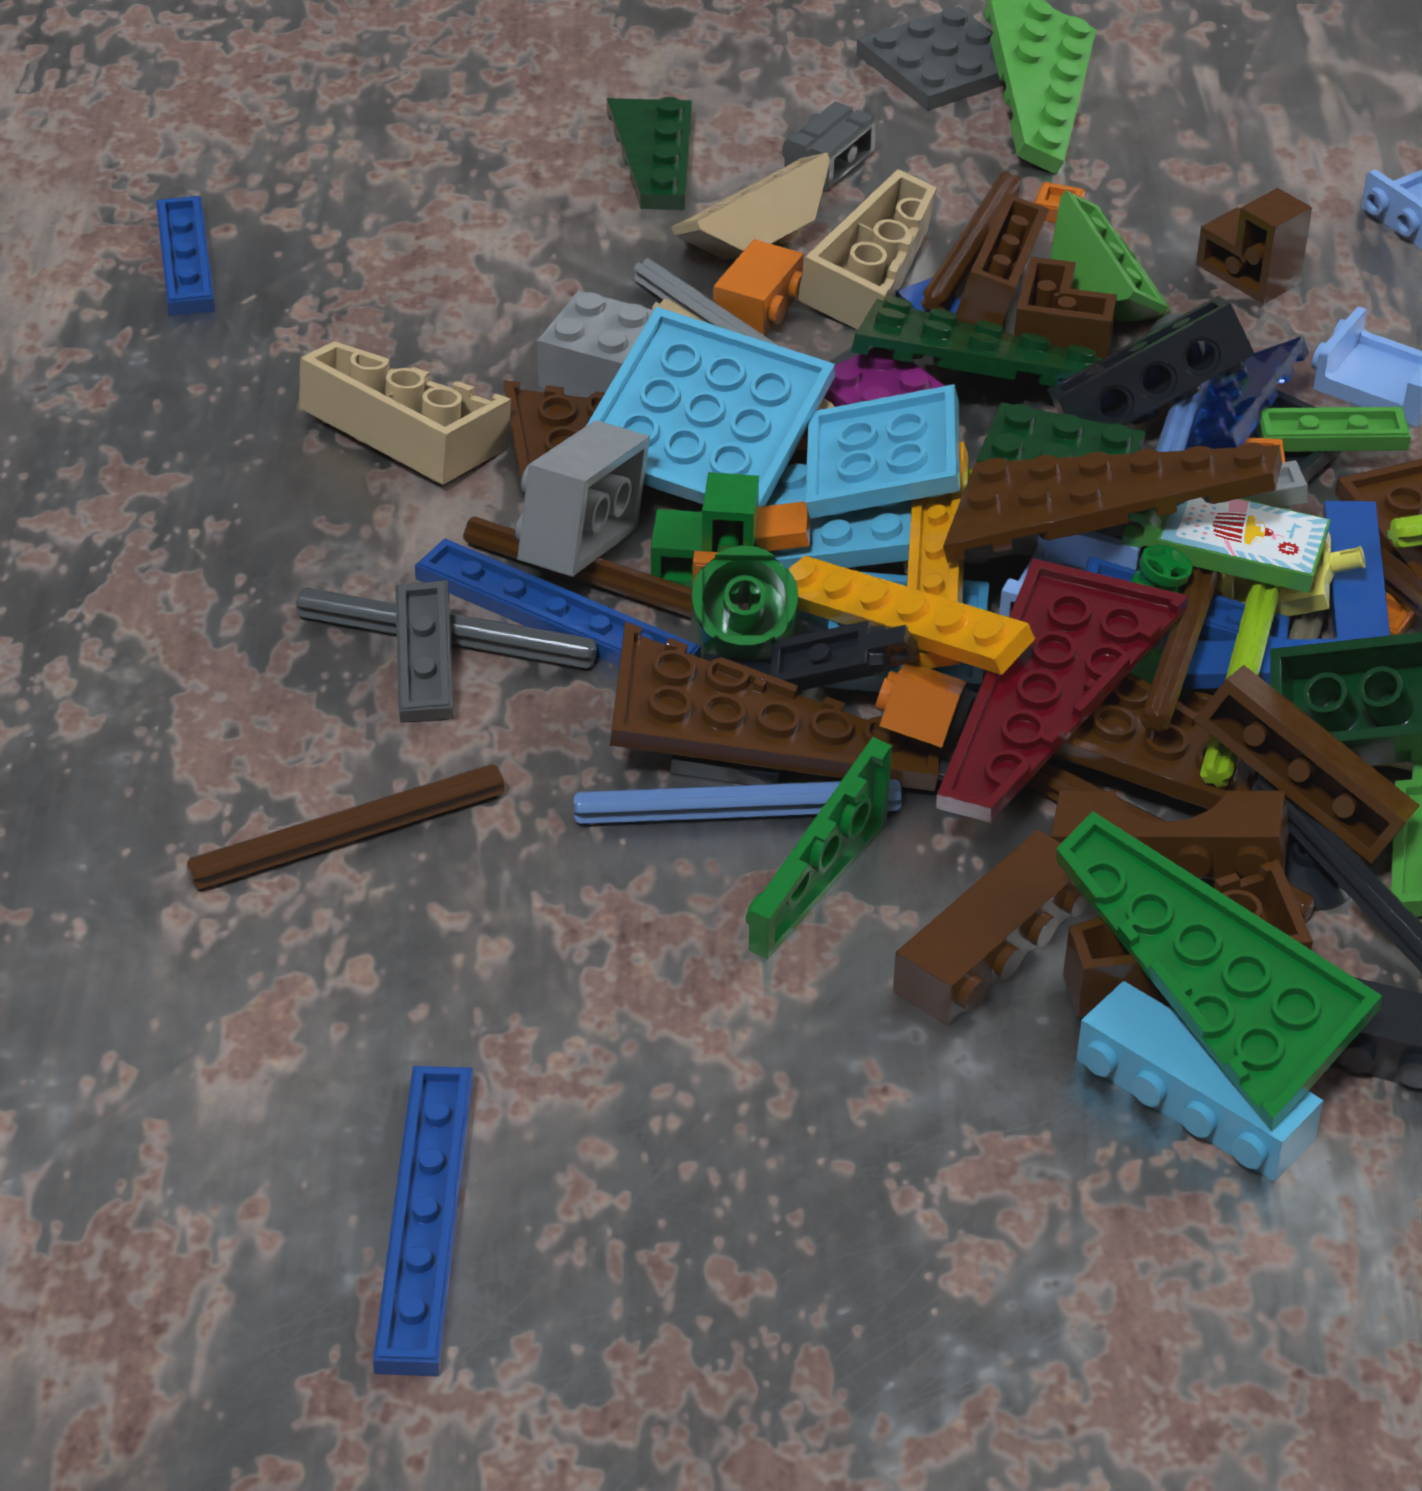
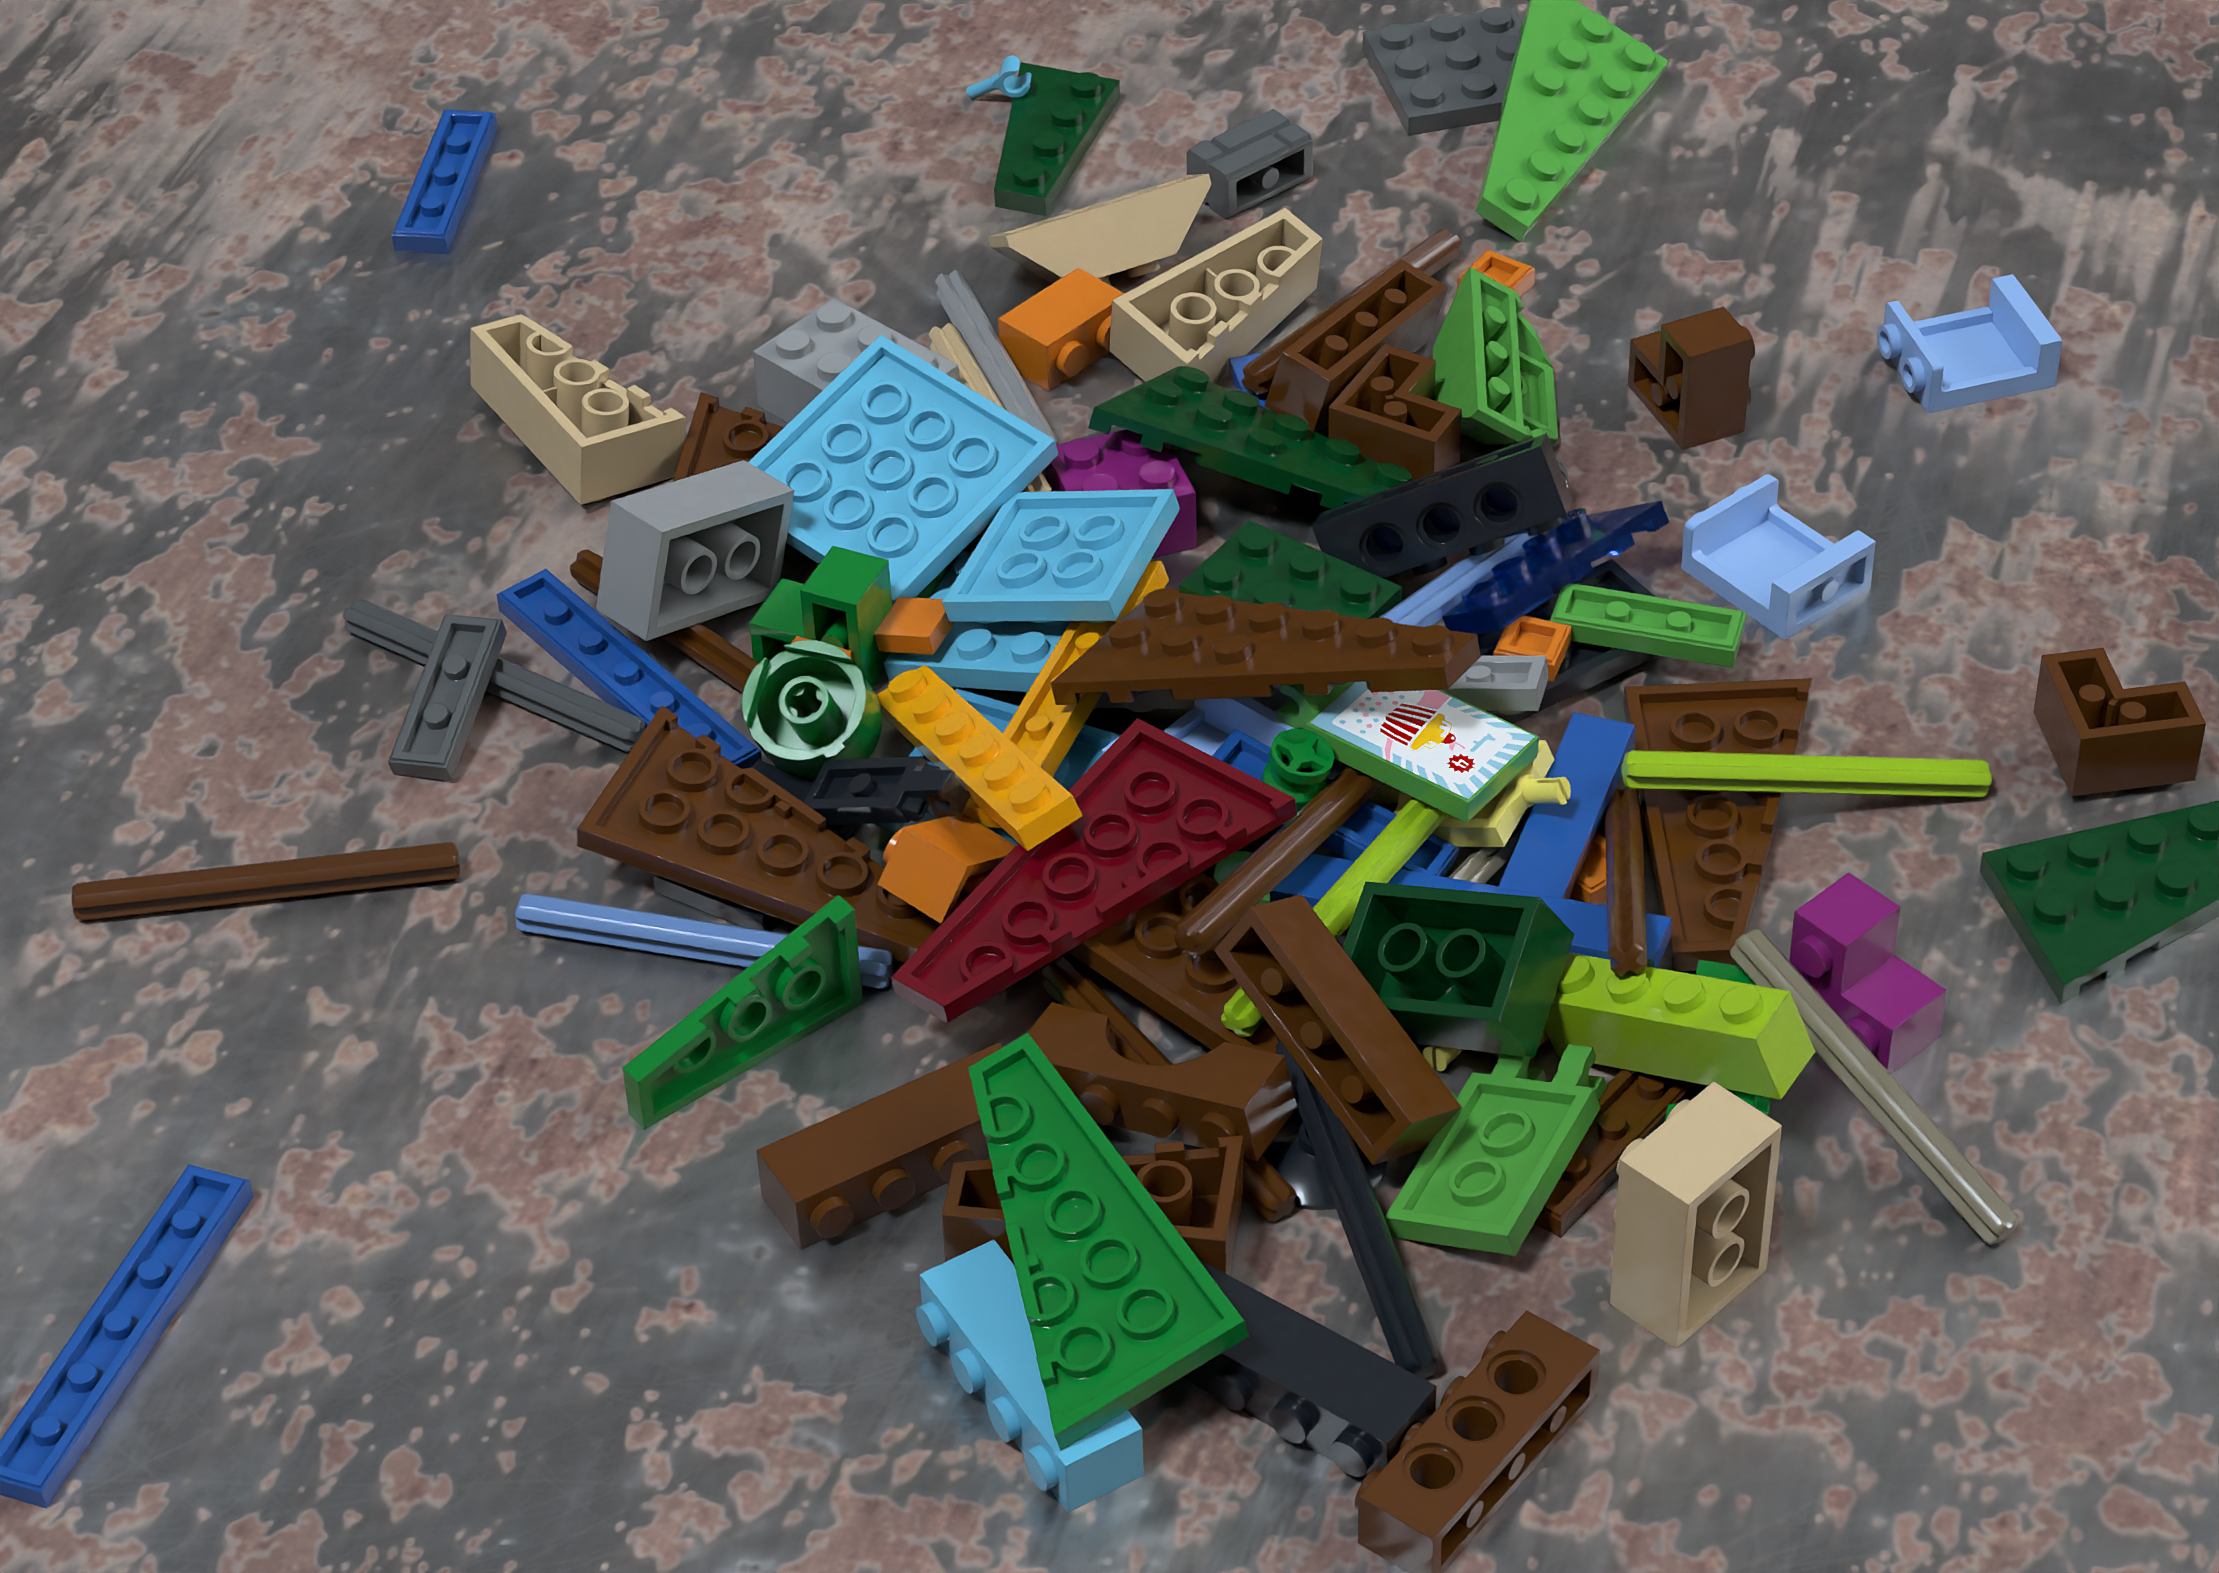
camera: 20 degrees right, 0 degrees up
(613, 115) = (1003, 81): none -> medium azure hand

